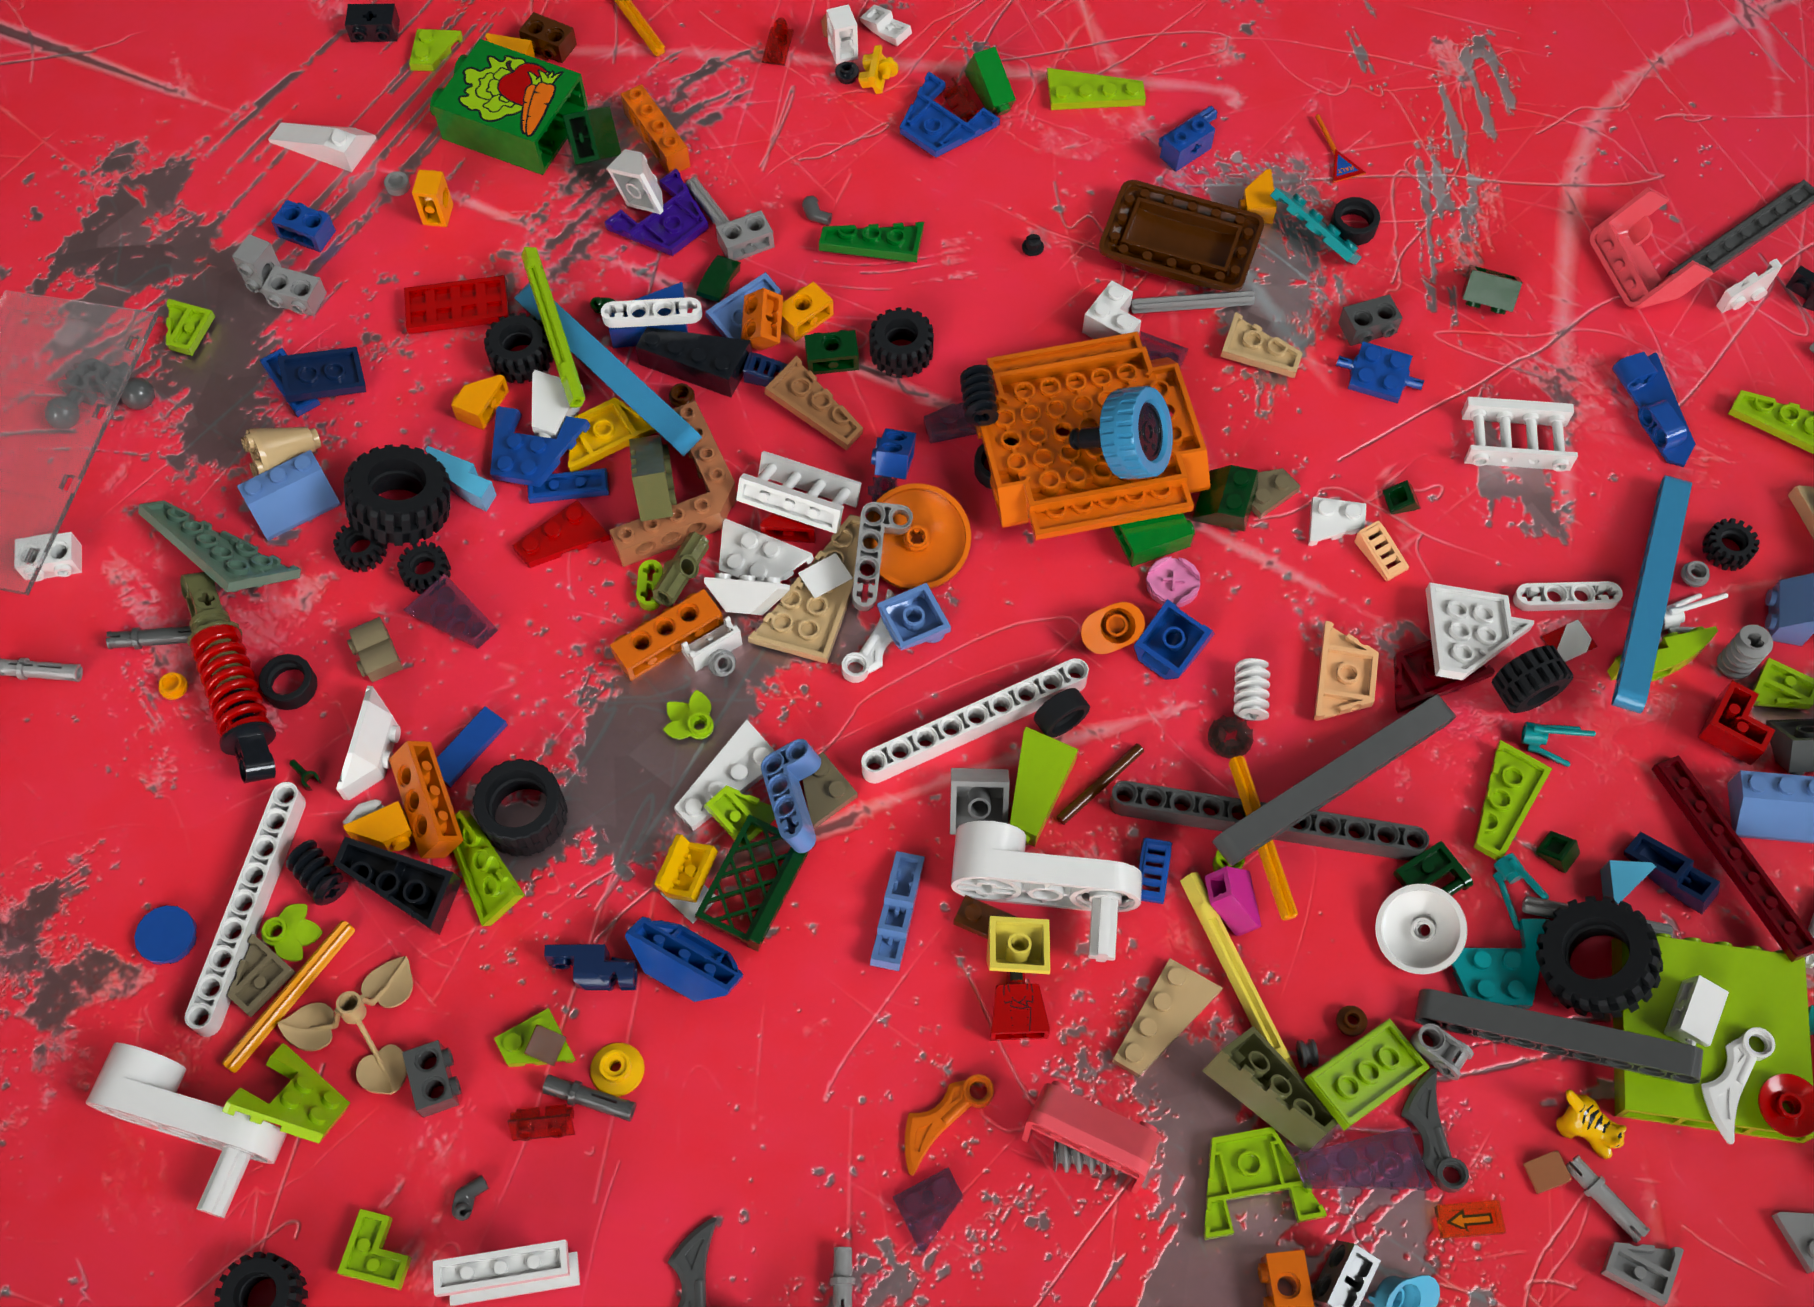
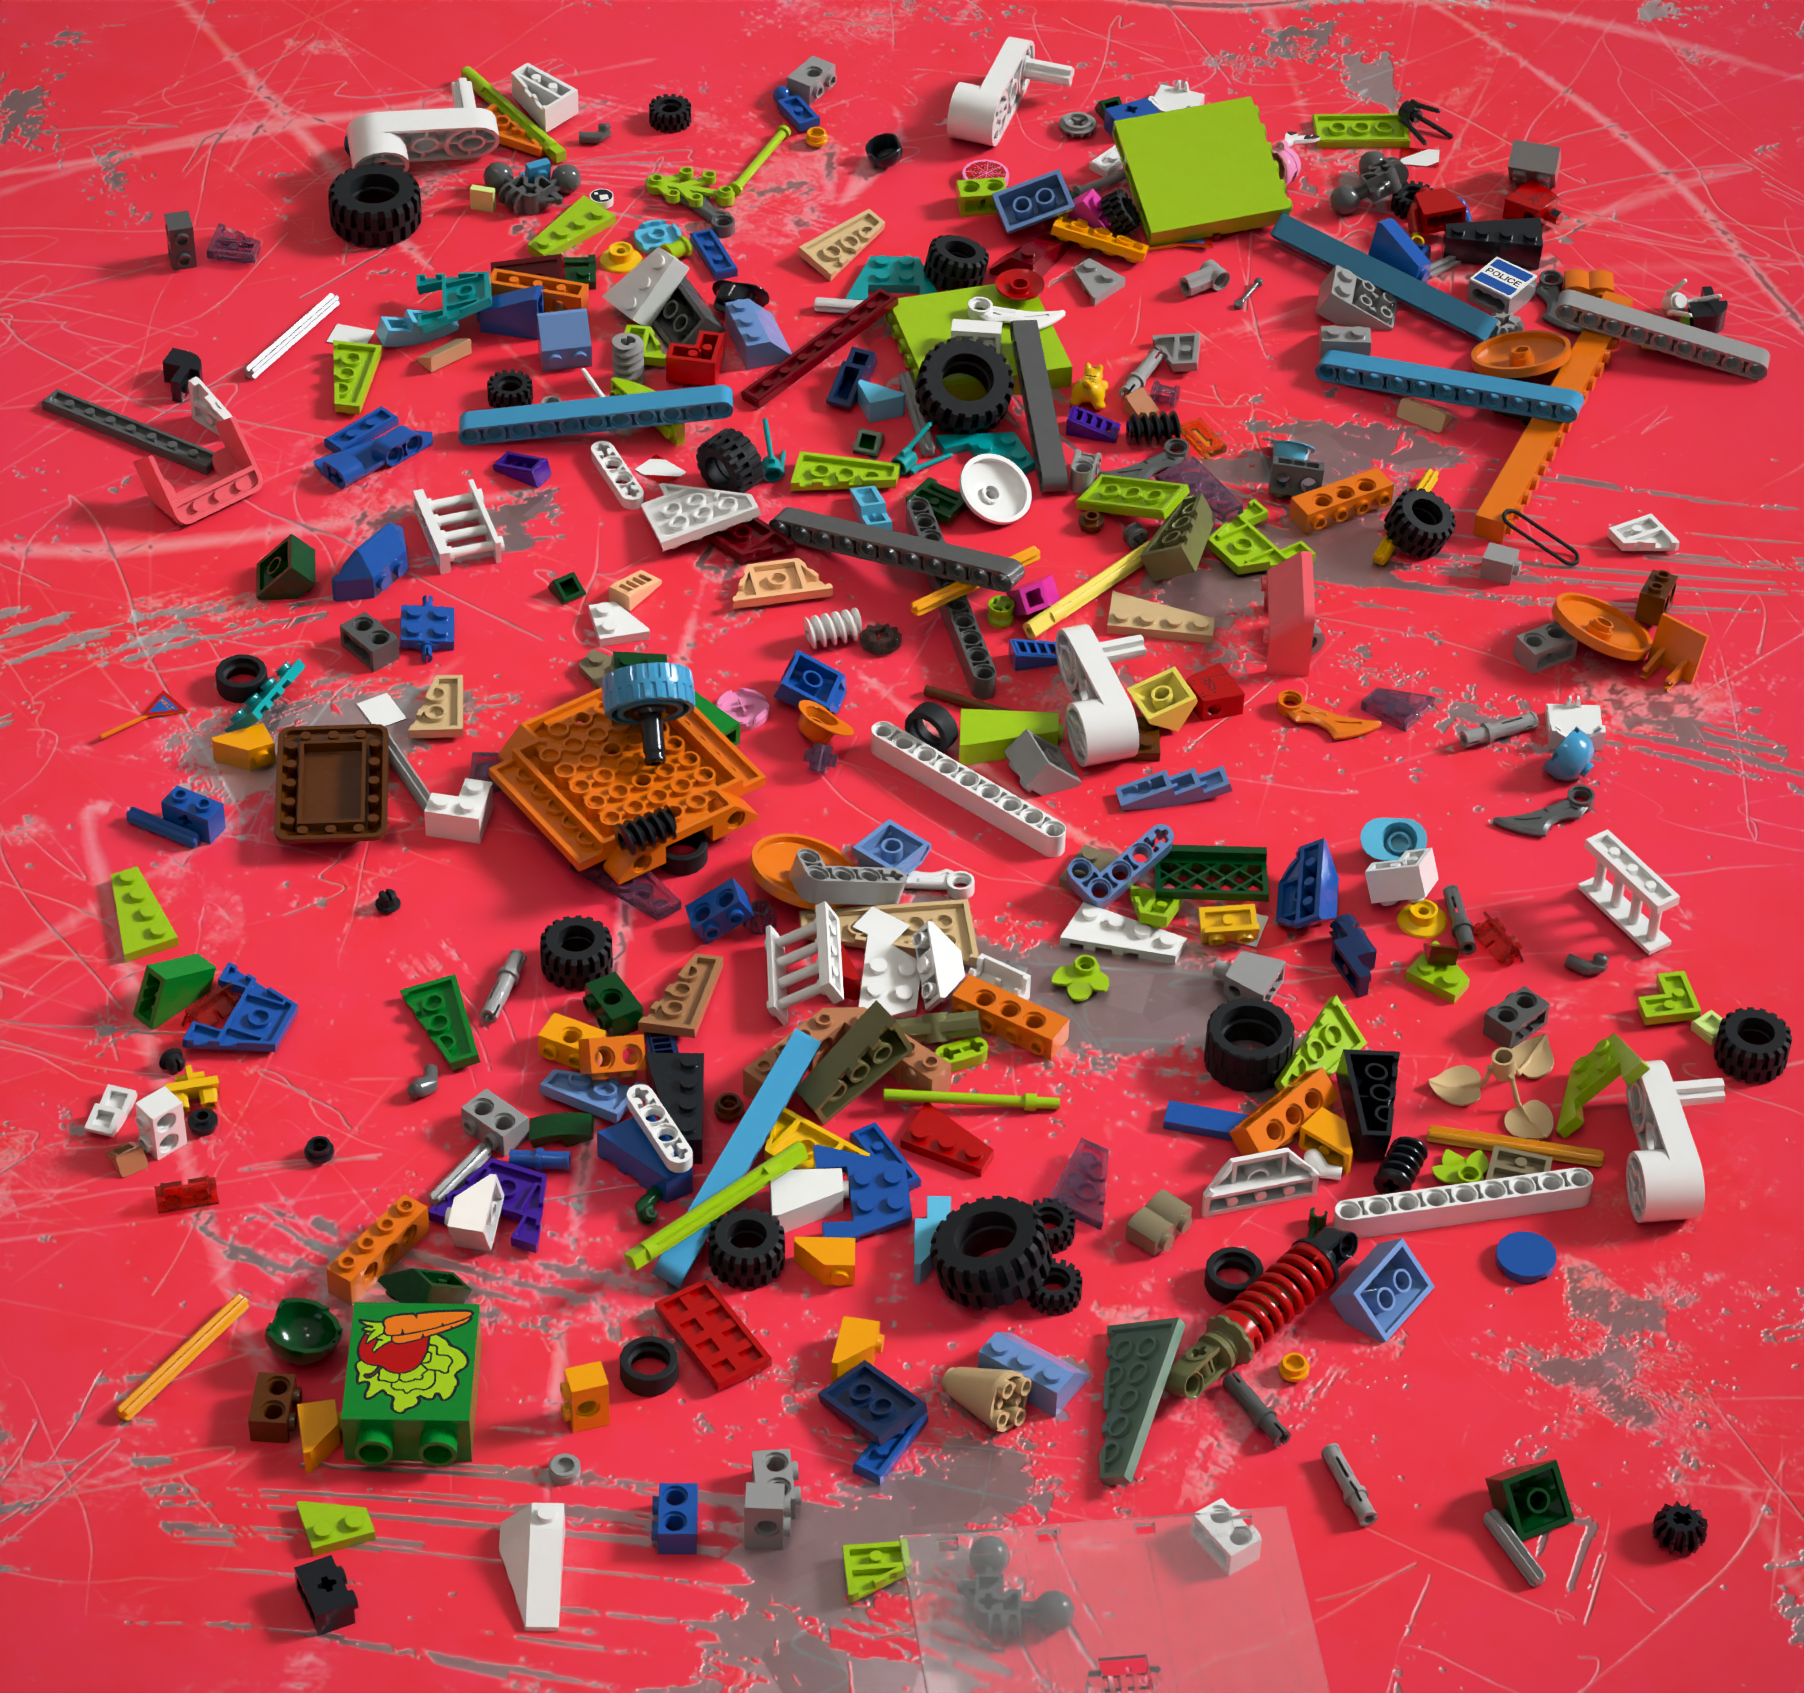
camera: 115 degrees left, 20 degrees down
(199, 788) = (1382, 1290): none -> medium blue slope
(323, 1280) = (1707, 1026): none -> yellowish green tile
(385, 387) = (856, 1342): none -> light orange slope
(446, 241) = (649, 1348): none -> black tyre
(568, 612) = (1028, 1102): none -> lime bar
(594, 59) = (303, 1331): none -> dark green cylinder
(607, 856) = (1251, 976): none -> light grey torso
(649, 1061) = (1402, 879): none -> white brick
(693, 255) = (540, 1159): none -> blue pin
(715, 1080) = (1391, 837): none -> medium azure piece
(780, 129) = (319, 1150): none -> black plate
(902, 294) = (507, 977): none -> light grey pin
(918, 69) = (172, 1060): none -> black piece
(1068, 611) = (820, 758): none -> clear purple gear
(1282, 312) = (381, 710): none -> white sticker
(1429, 801) = (870, 507): none -> medium azure slope
(1479, 354) = (372, 565): none -> blue wedge
(1491, 1158) = (1152, 426): none -> black piece
(1538, 1078) = (1091, 426): none -> dark purple slope
(1559, 1208) = (1172, 399): none -> bush
(1599, 520) = (525, 468): none -> dark purple slope
(1699, 408) = (362, 430): none -> blue tile

